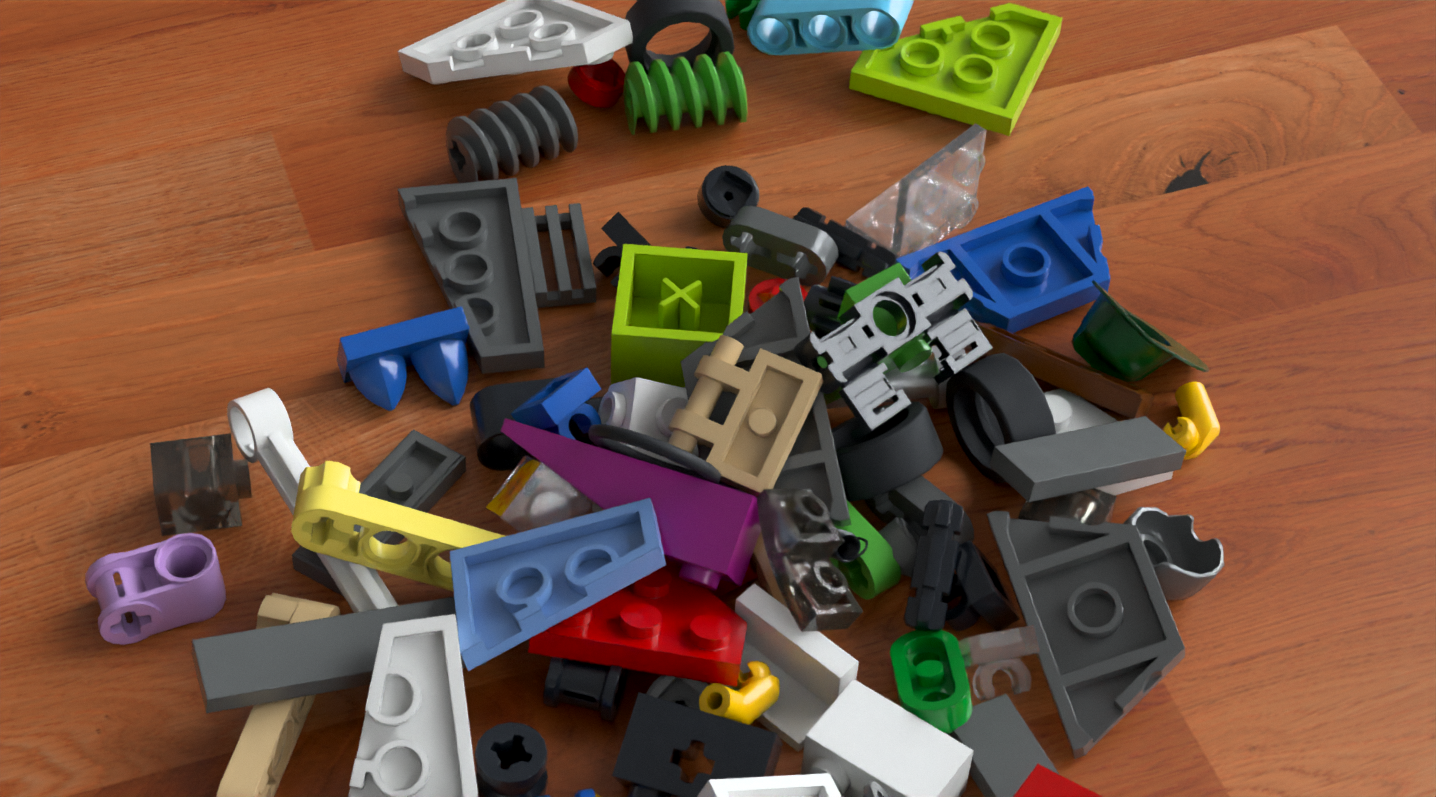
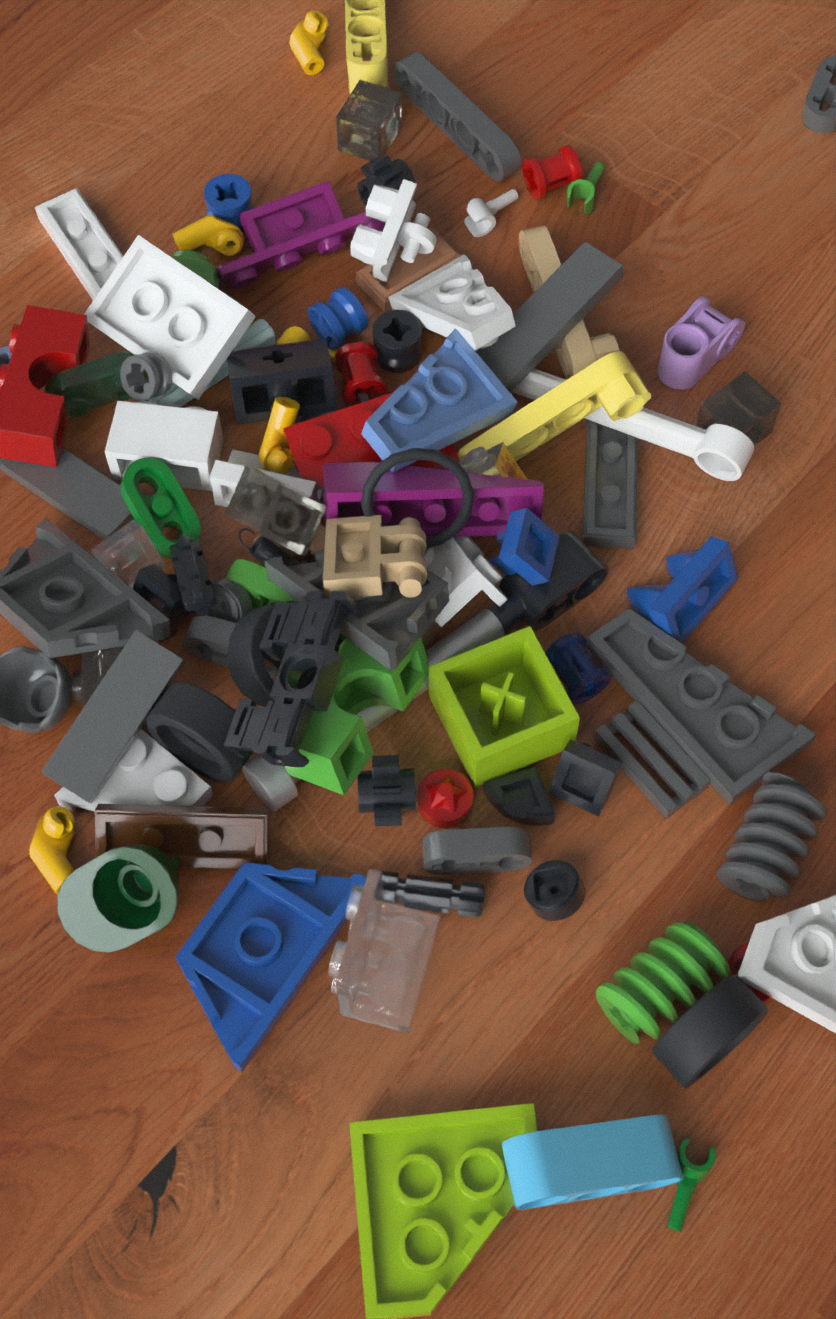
camera: 155 degrees right, 15 degrees up
(566, 339) = (591, 679): none -> clear blue bush
(588, 743) = (360, 372): none -> red bush

